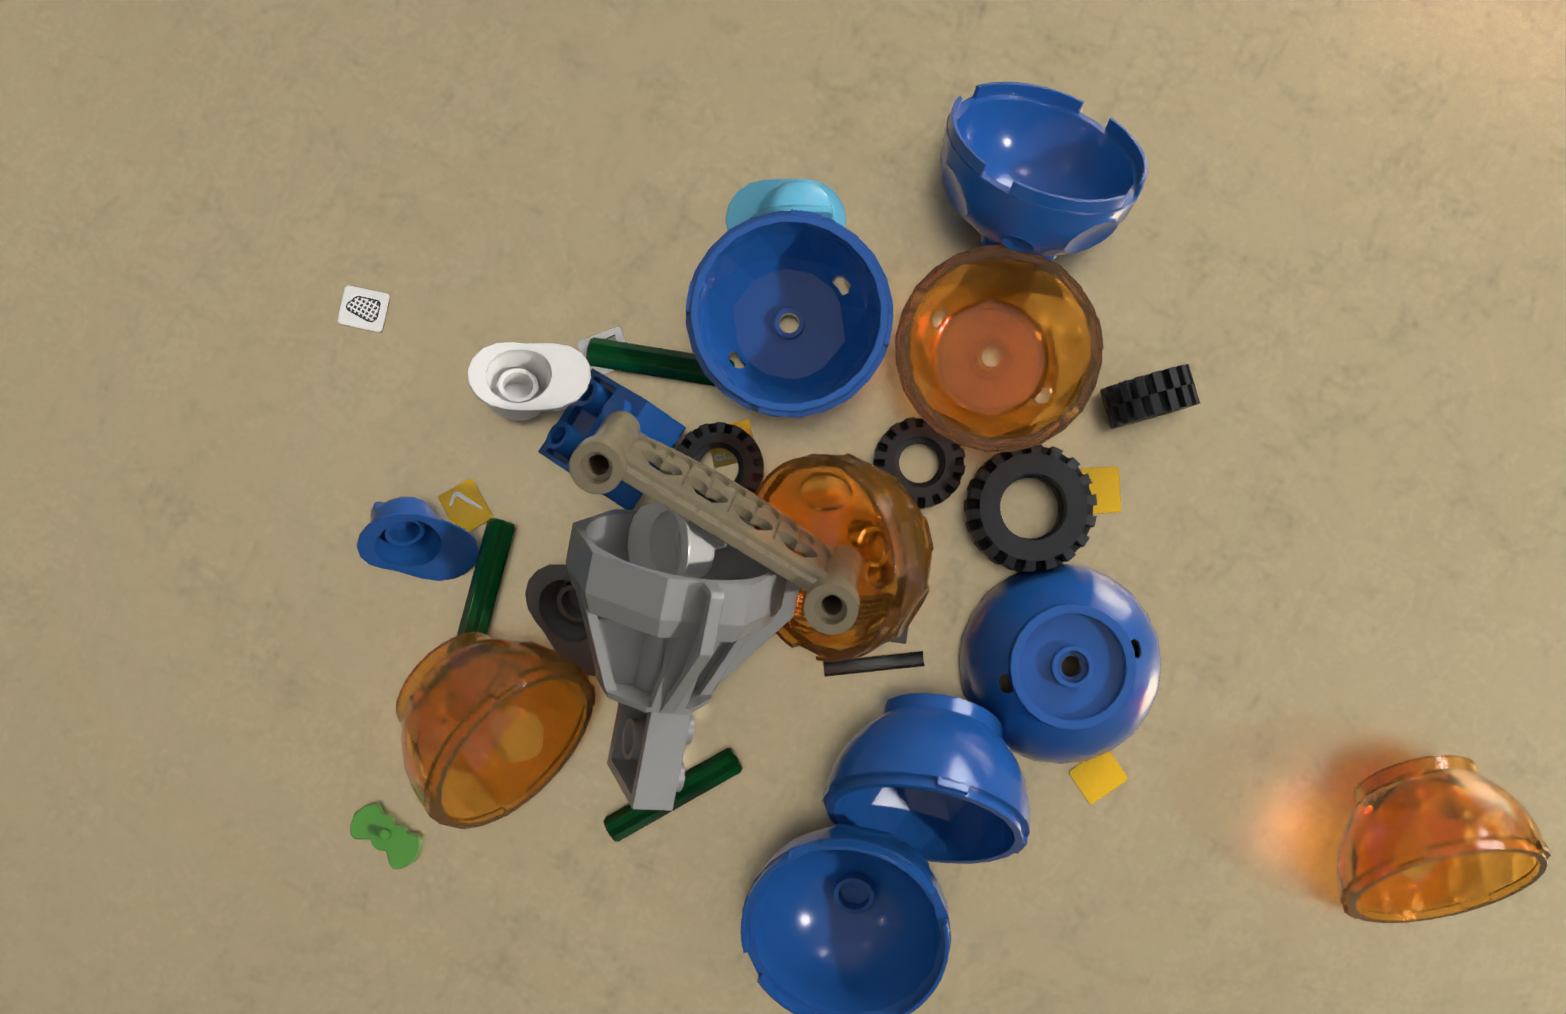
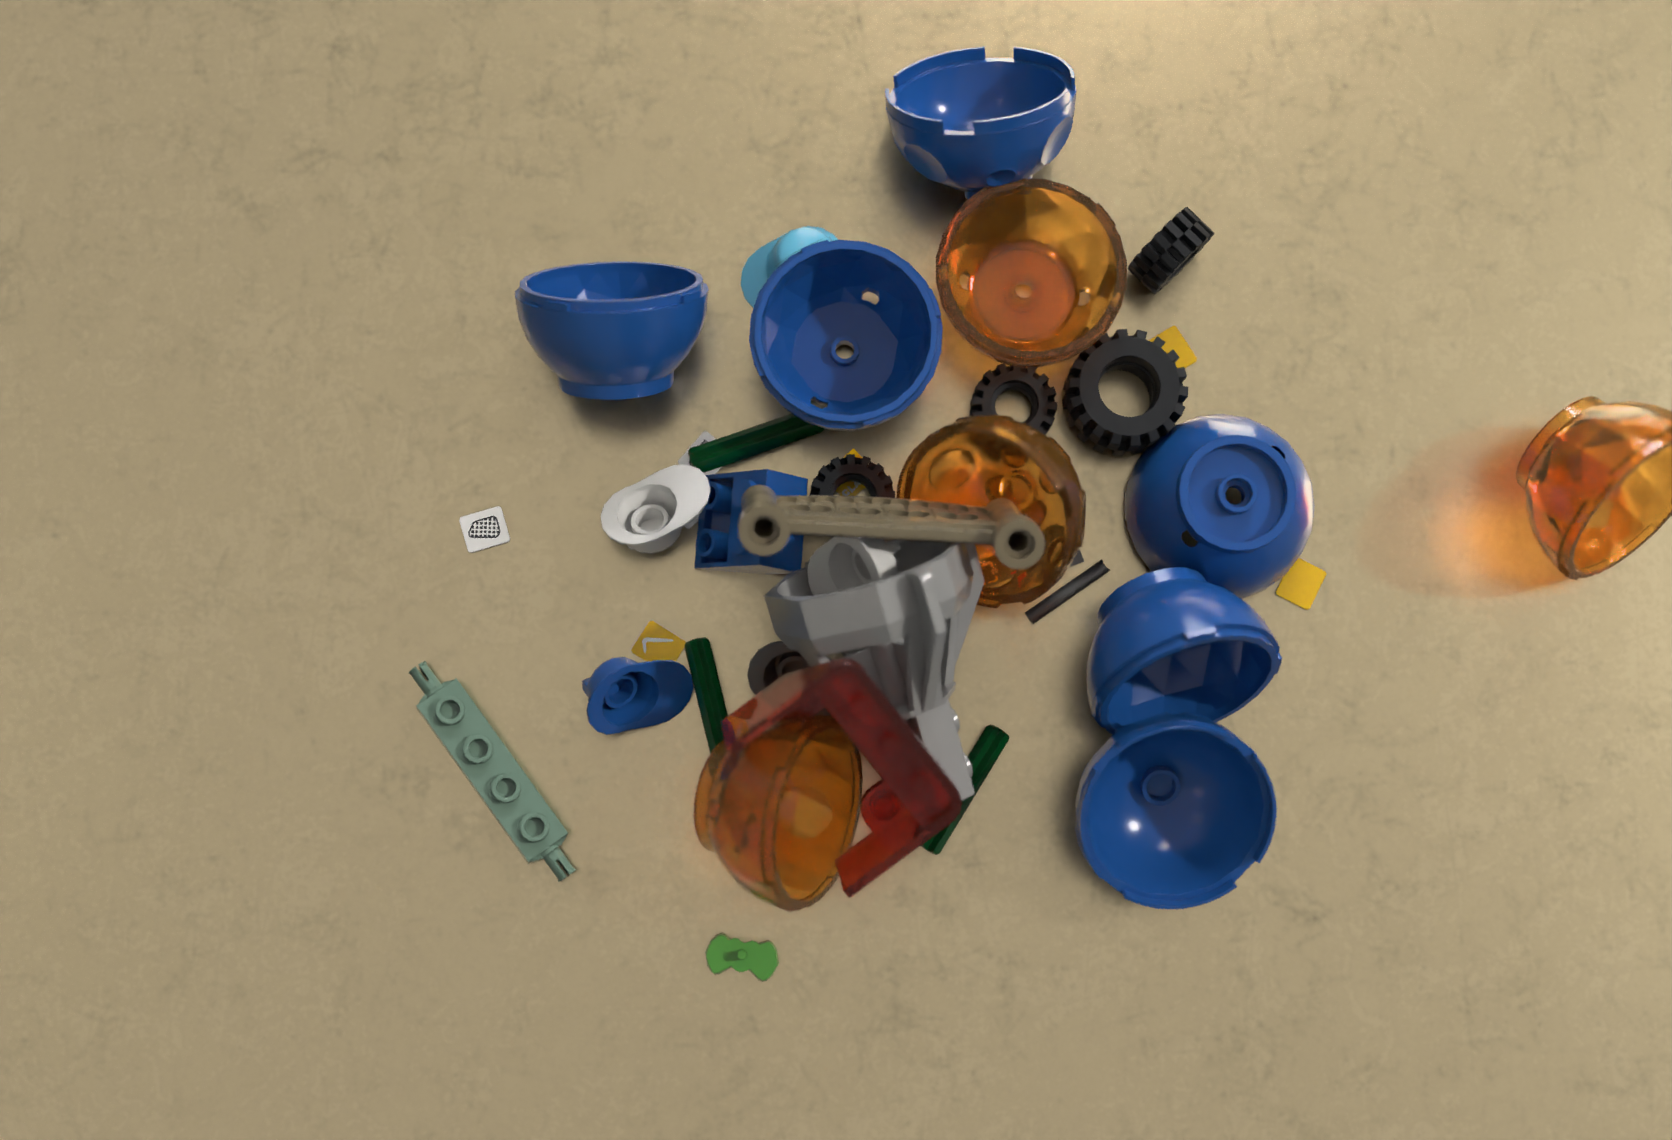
camera: 30 degrees left, 5 degrees down
(248, 539) = (492, 771): none -> sand green plate
(578, 182) = (612, 325): none -> blue piece
(606, 781) = (915, 791): none -> clear red windscreen

